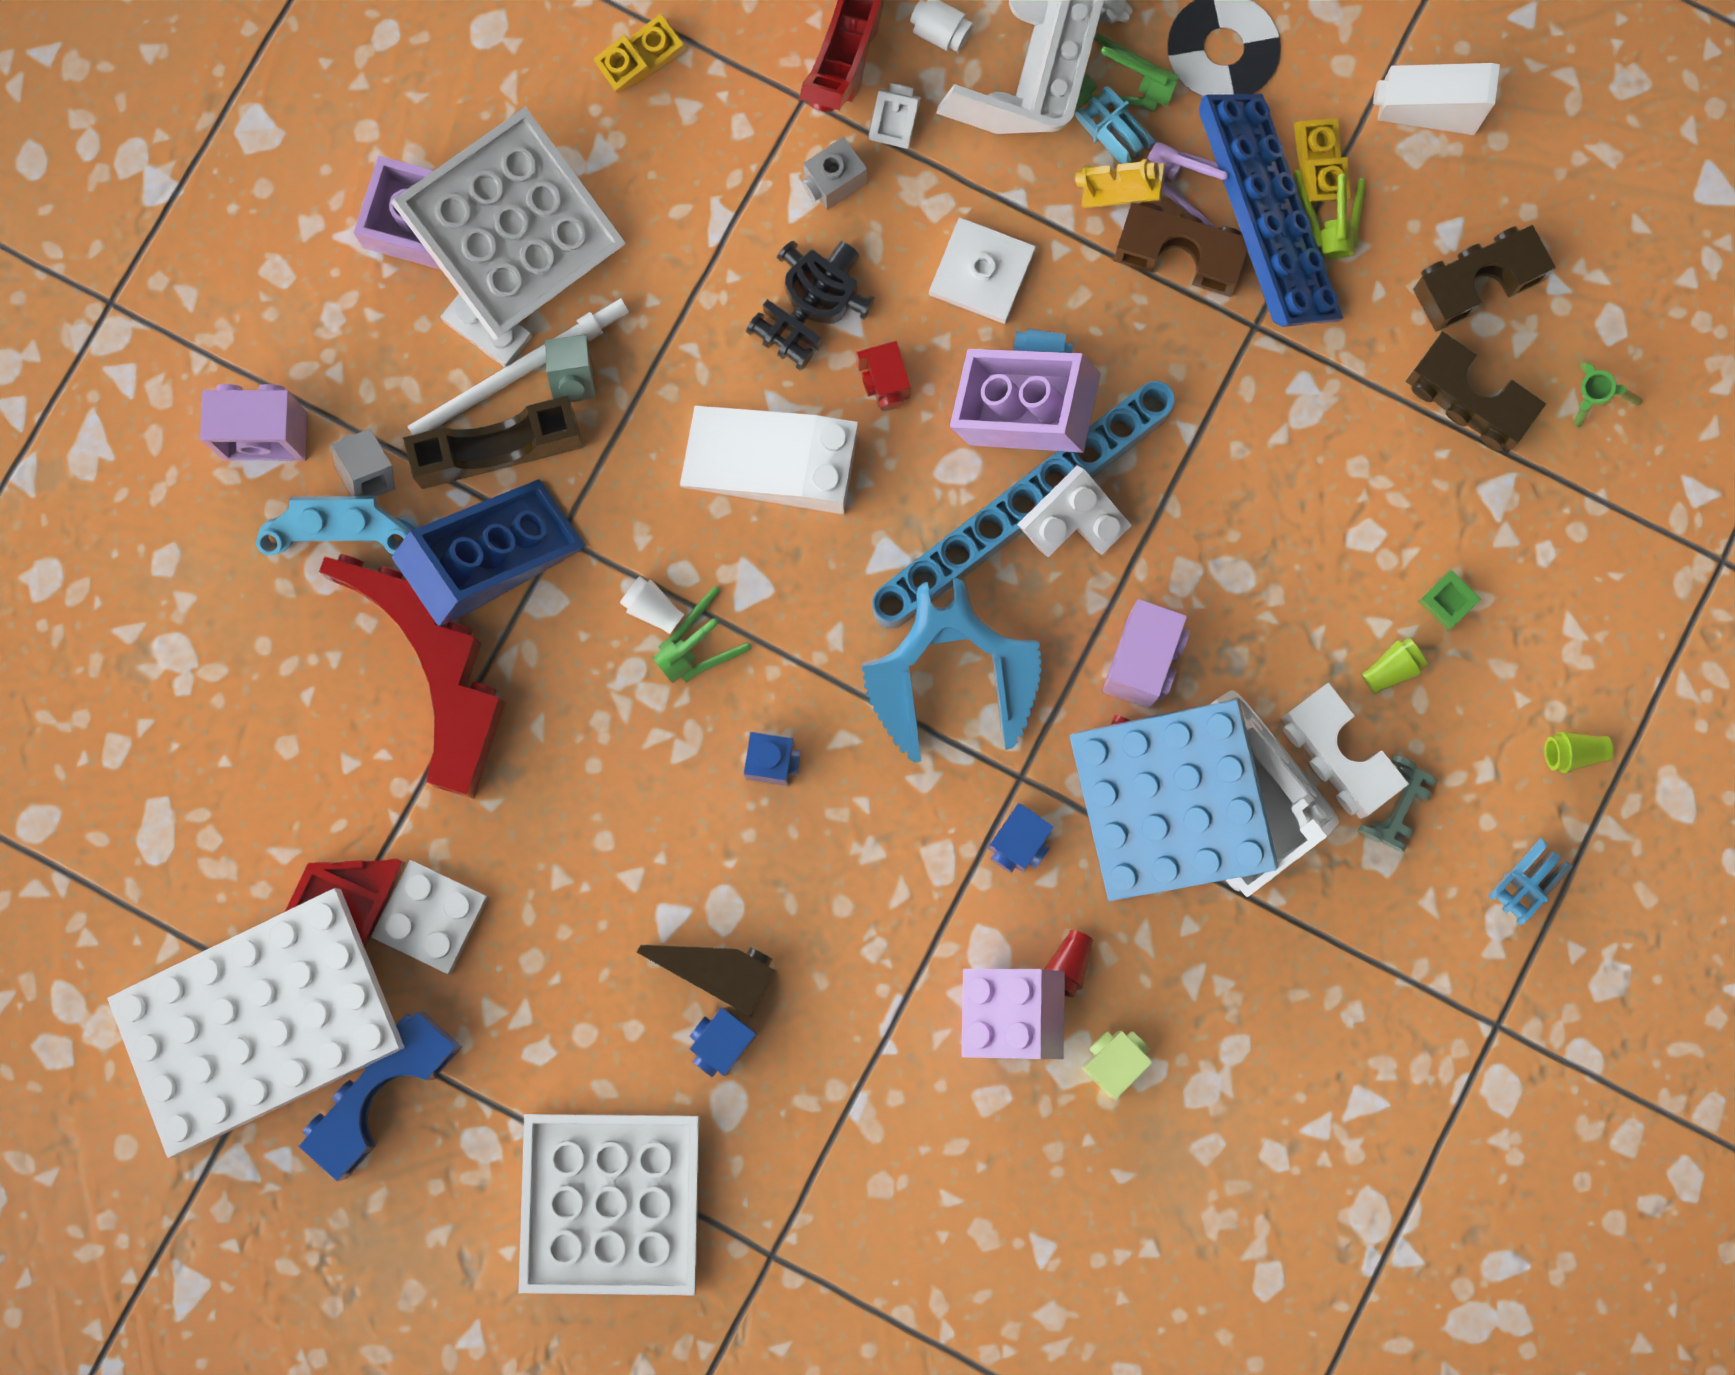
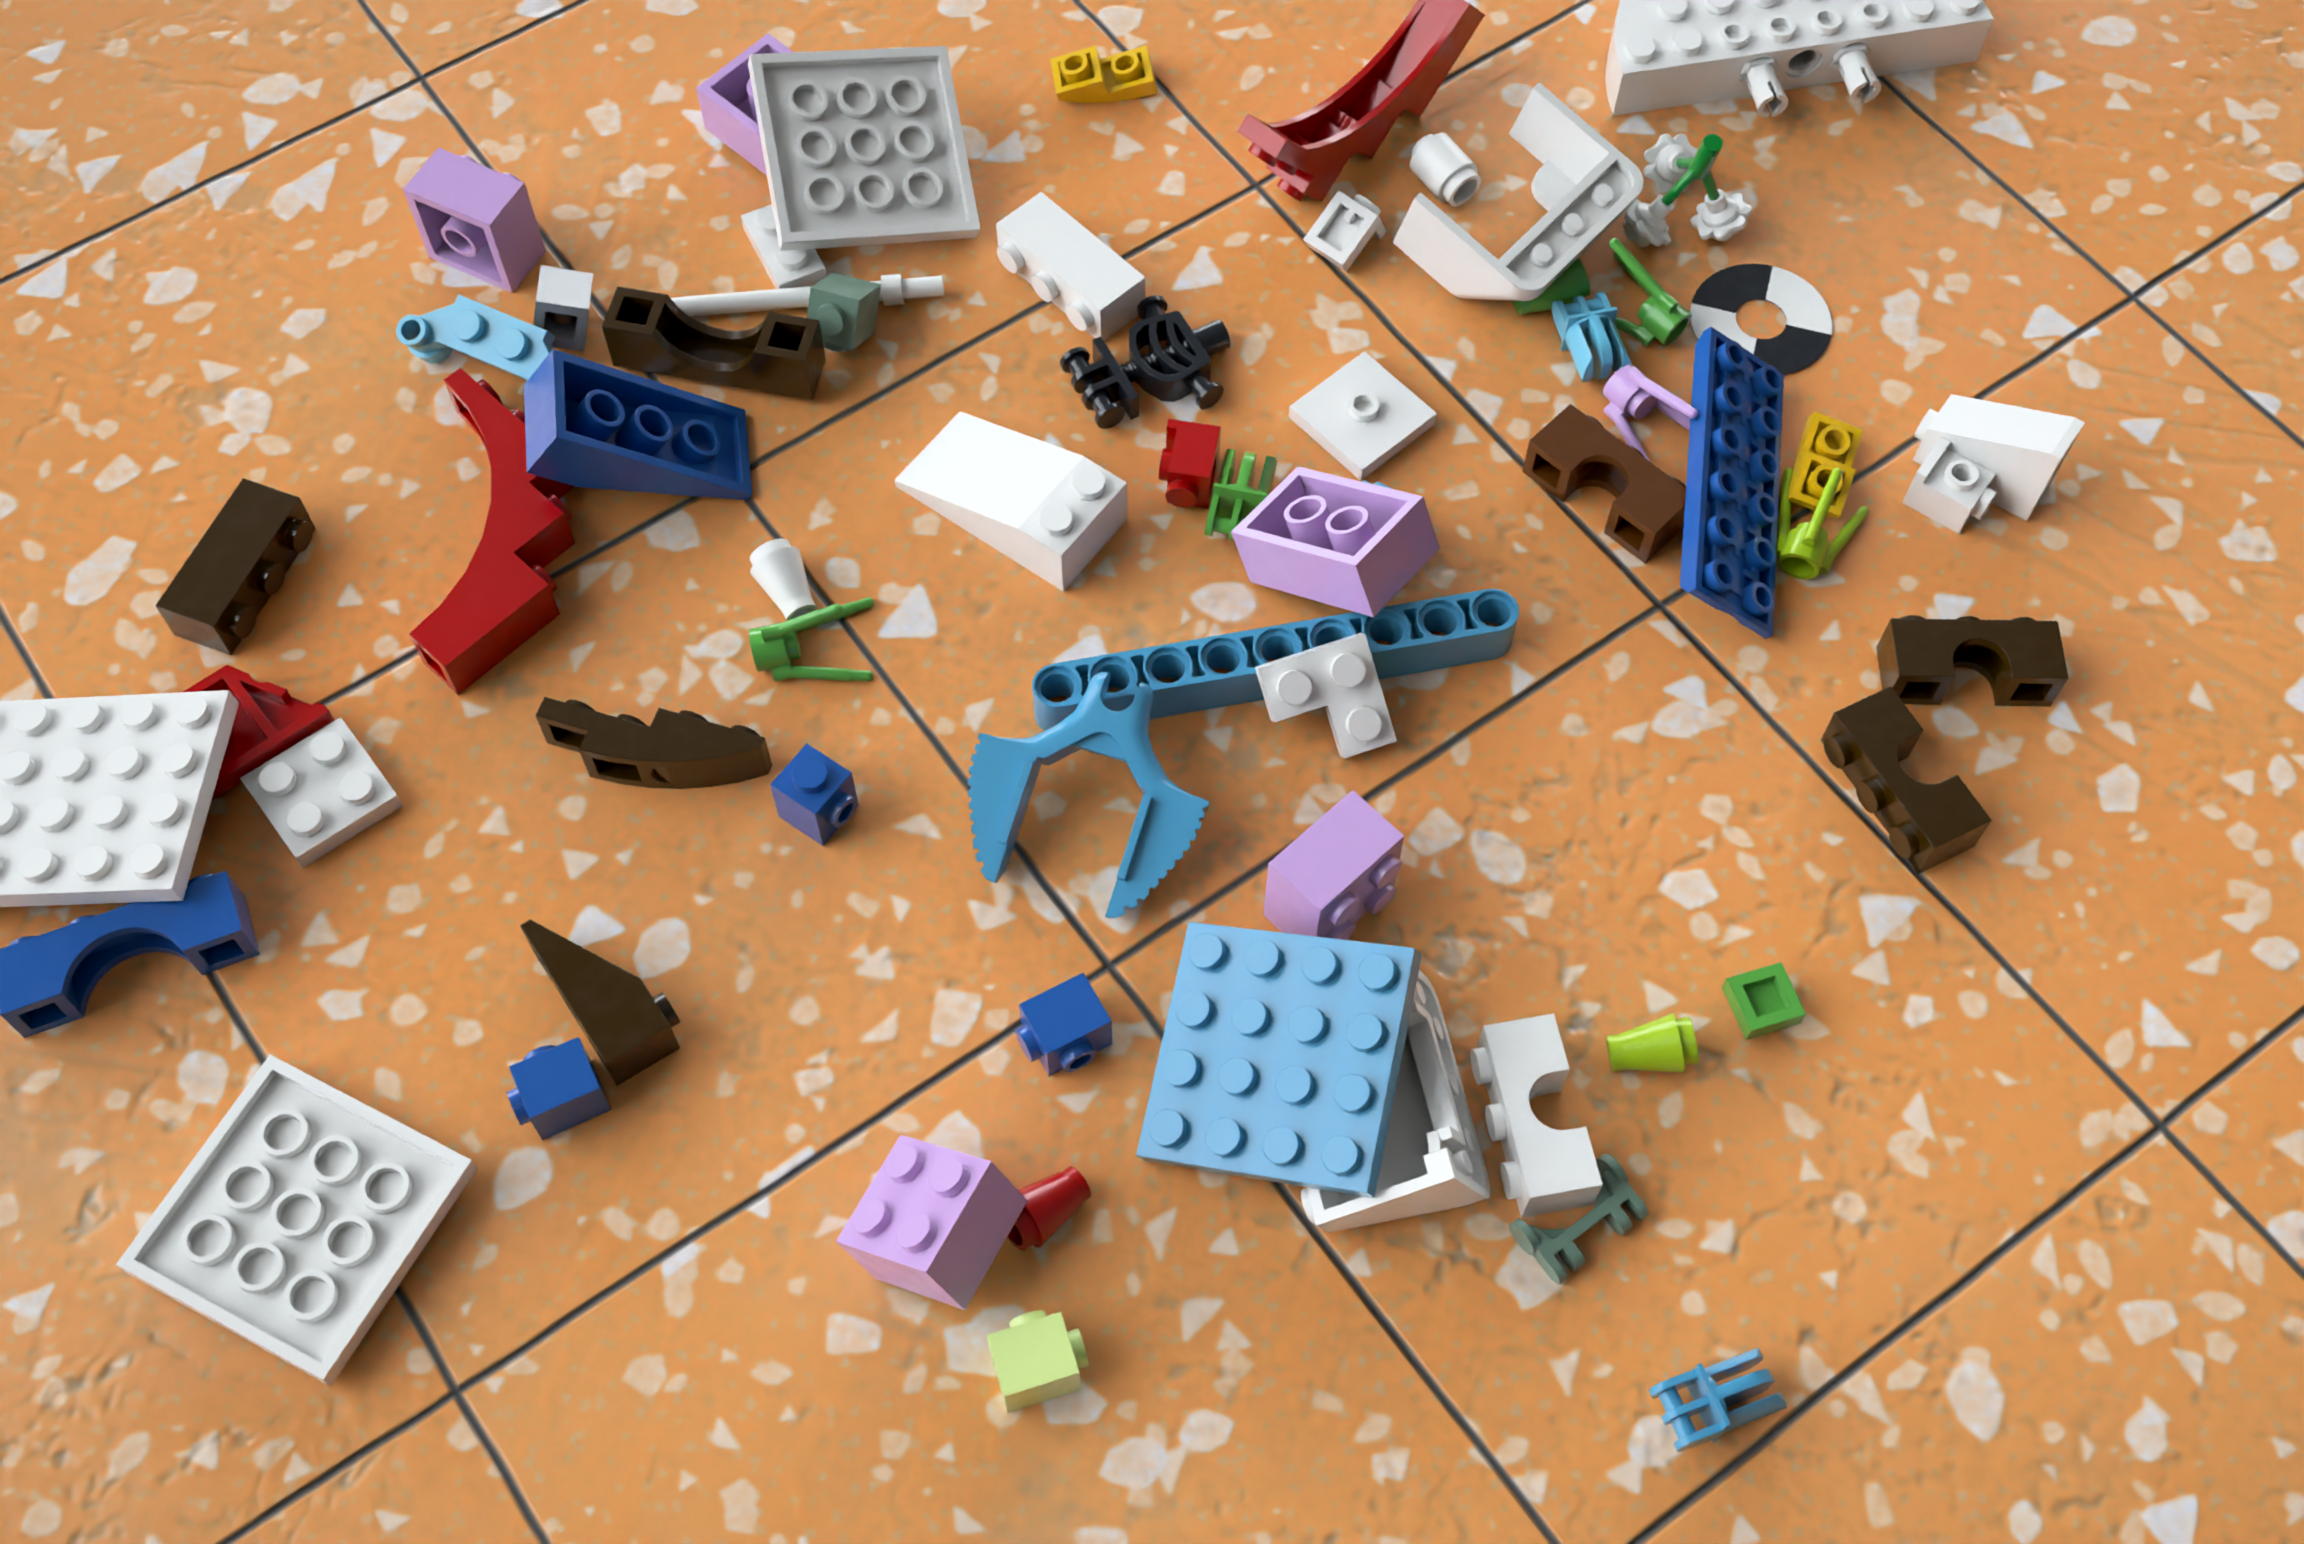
camera: 25 degrees right, 20 degrees down
(263, 784) = (236, 567): none -> dark brown brick
(655, 773) = (670, 753): none -> dark brown slope
(711, 247) = (1070, 267): none -> white brick
(834, 174) = (1246, 254): light grey brick -> none
(934, 389) = (1236, 501): none -> bright green arm
(1122, 185) = (1588, 386): yellow hinge -> none
(1407, 147) = (1950, 488): none -> white brick
(1575, 751) = (1855, 1262): lime cone -> none
(1598, 390) = (2068, 824): bright green plant -> none

